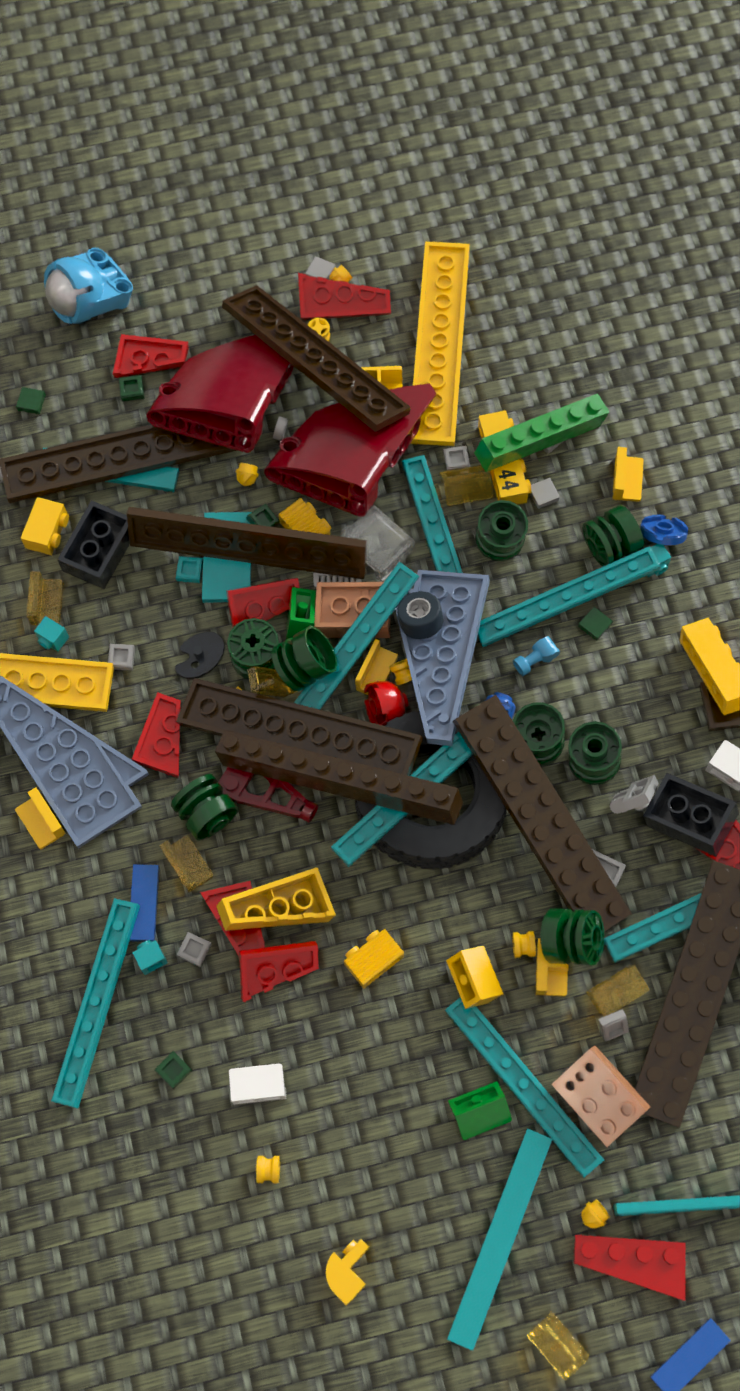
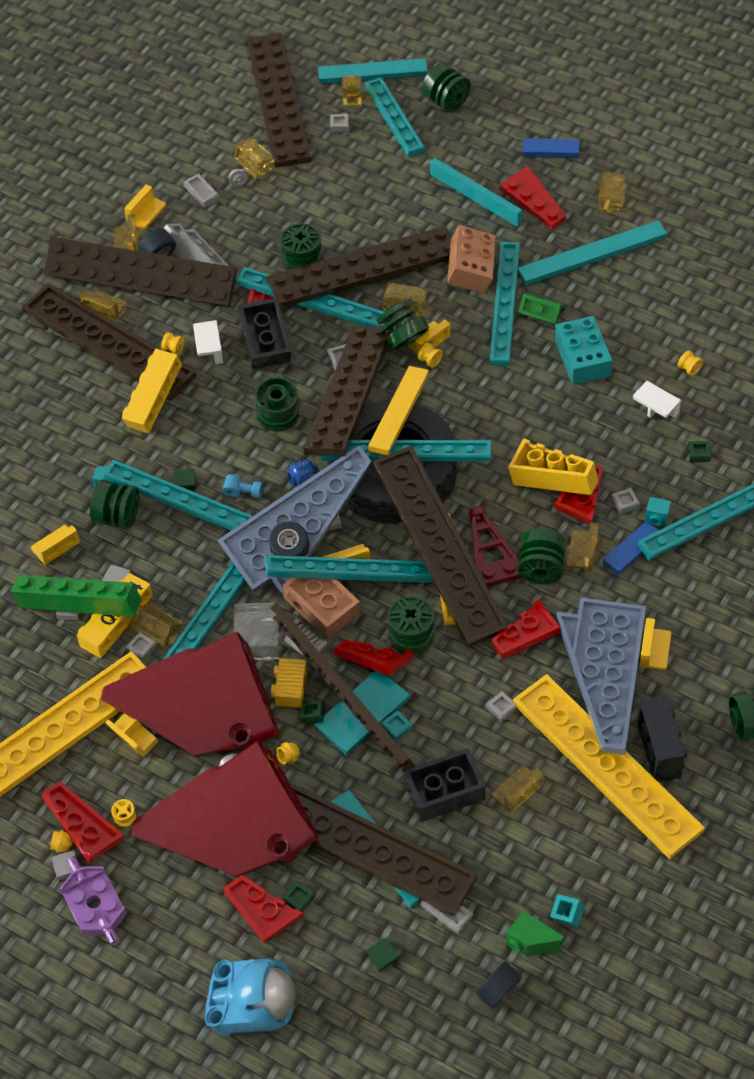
camera: 135 degrees left, 15 degrees down
(45, 526) = (467, 837): yellow brick -> none
(51, 634) = (536, 754): teal plate -> none
(204, 649) = (441, 666): black piece -> none
(255, 254) = (88, 885): none -> medium lavender plate
(267, 682) = (423, 586): clear yellow panel -> none
(273, 965) = (579, 448): red wing -> none
(301, 611) = (357, 623): green slope -> none
(304, 658) = (394, 575): dark green wheel -> none
(316, 358) = (154, 781): dark brown plate -> none
(339, 1273) = (693, 294): yellow brick -> none
(340, 777) = (447, 487): dark brown brick -> none
(373, 957) = (523, 412): yellow brick -> none
(384, 702) = (366, 526): red cylinder -> none
(385, 1085) = (583, 350): none -> teal piece
(401, 671) = (327, 544): yellow wheel -> none
(468, 828) = (398, 410): none -> yellow tile
(474, 977) = (476, 357): yellow brick -> none
(501, 530) = (174, 565): dark green wheel -> none
(542, 721) = (291, 434): dark green wheel -> none
(594, 1214) = (532, 224): yellow plate -> none
(613, 1025) = (430, 286): light grey tile -> none
(636, 796) = (280, 363): light grey hinge -> none
(663, 531) = (78, 487): blue tile -> none

